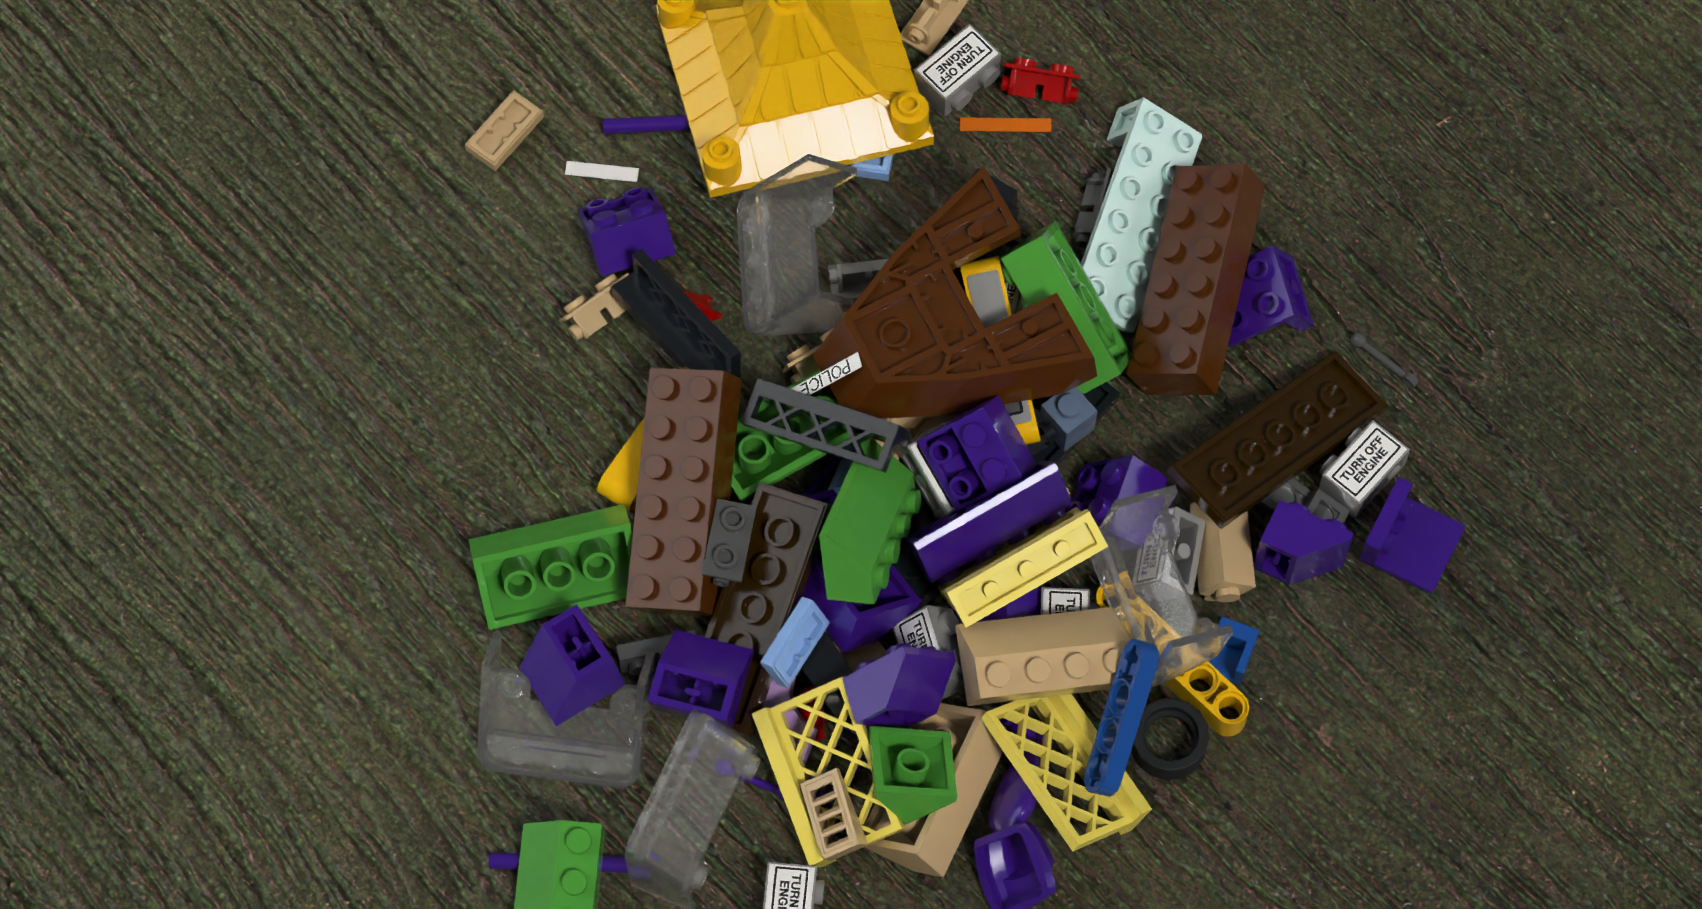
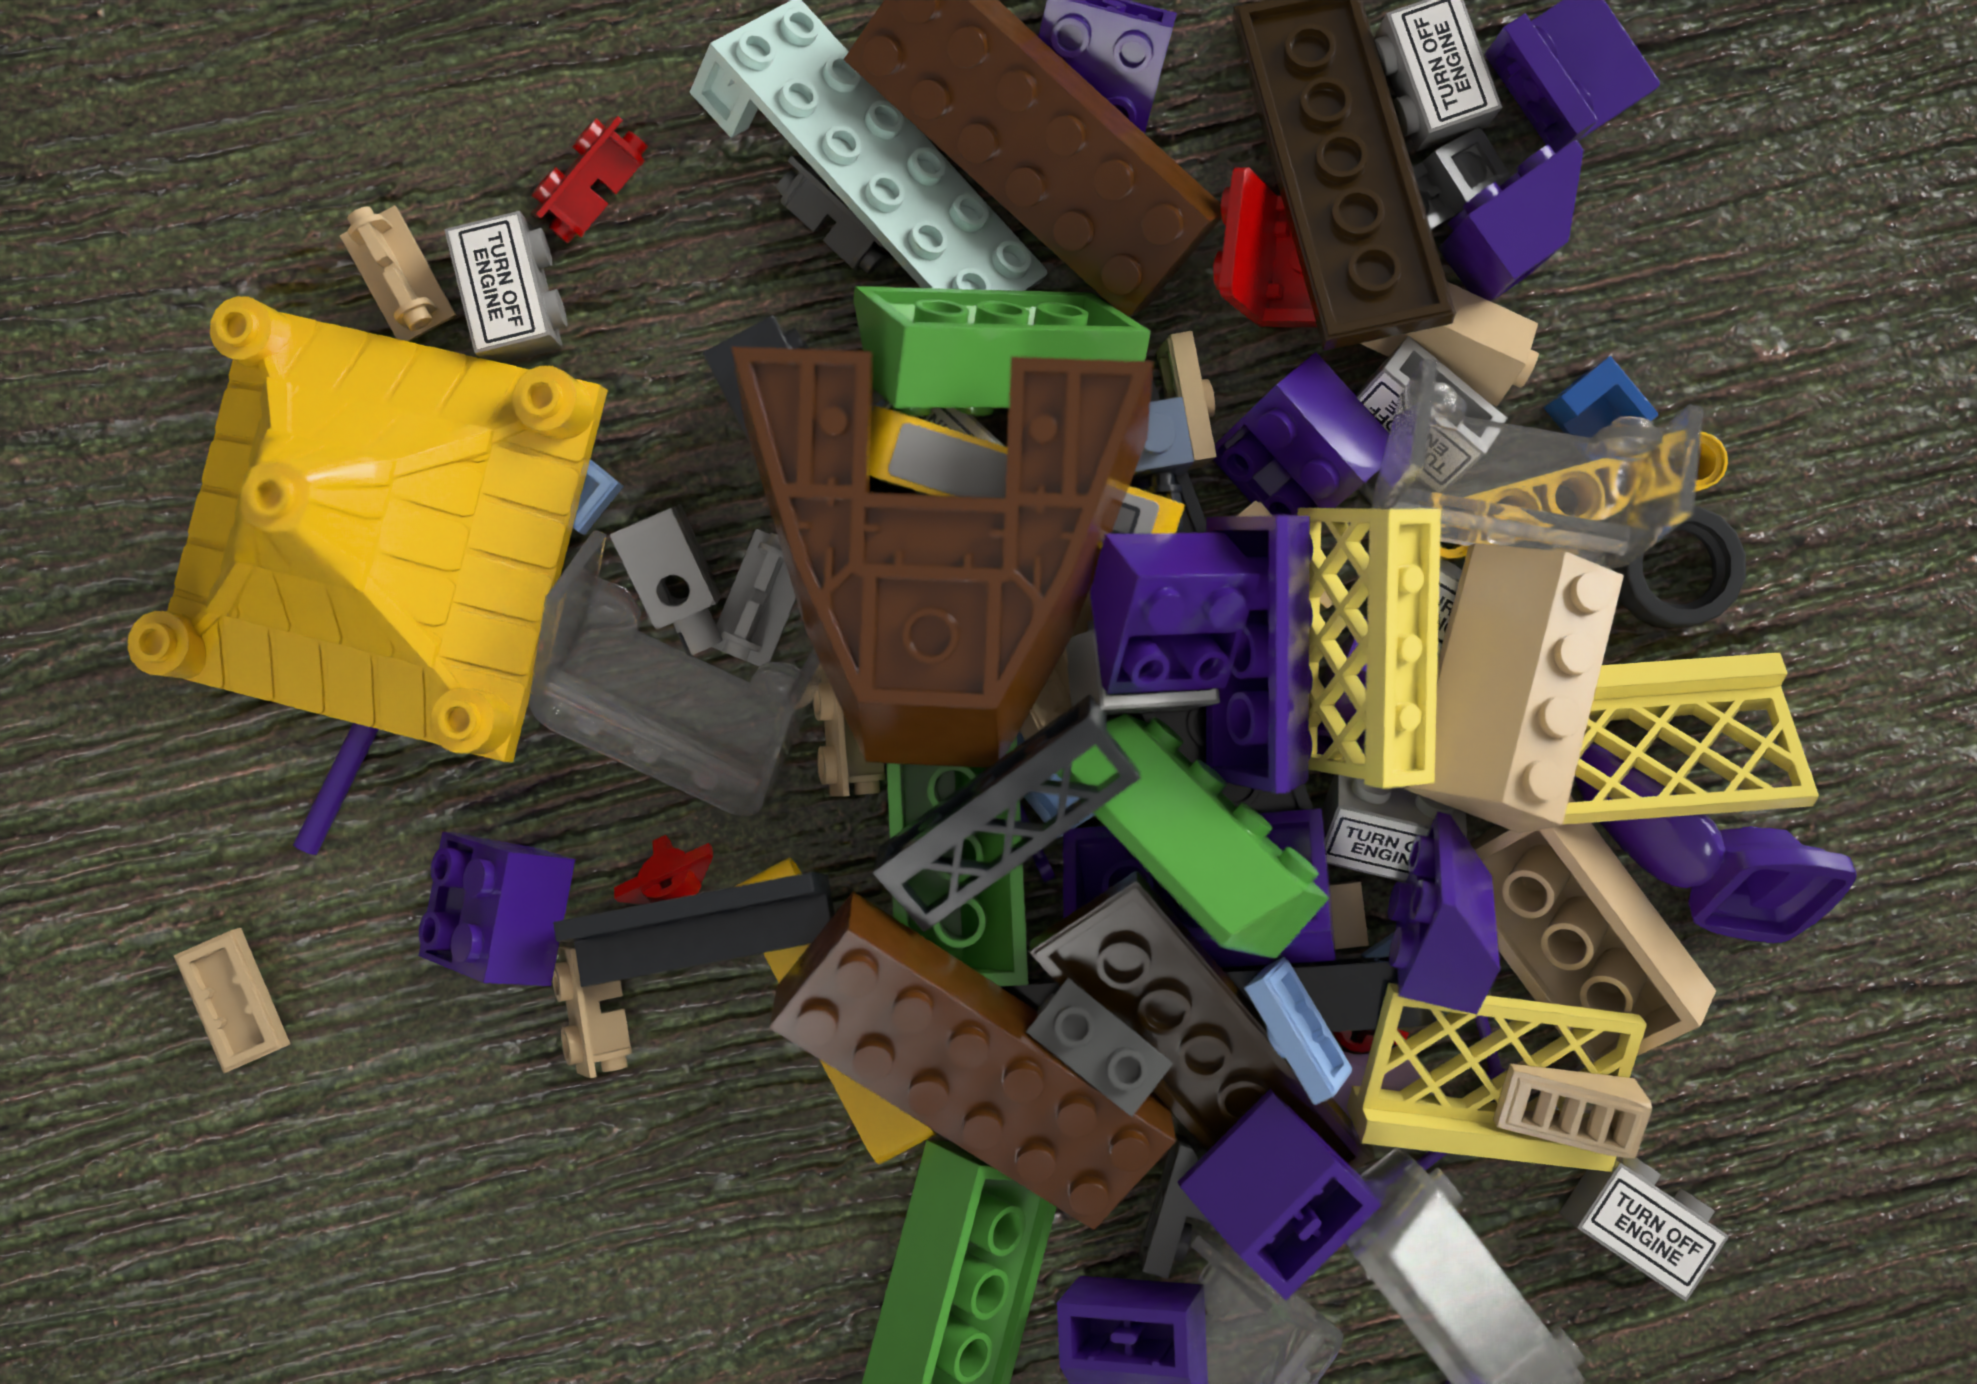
camera: 65 degrees left, 20 degrees up
(601, 171) = (375, 887): white sticker -> none
(829, 375) = (924, 765): white sticker -> none
(855, 221) = (669, 547): none -> light grey torso
(912, 770) = (1575, 963): bright green slope -> none
(1005, 124) = (623, 267): orange sticker -> none
(1104, 435) = (1183, 379): none -> tan plate
(1132, 677) = (1659, 635): blue beam -> none
(1201, 414) = (1259, 259): none -> red bracket

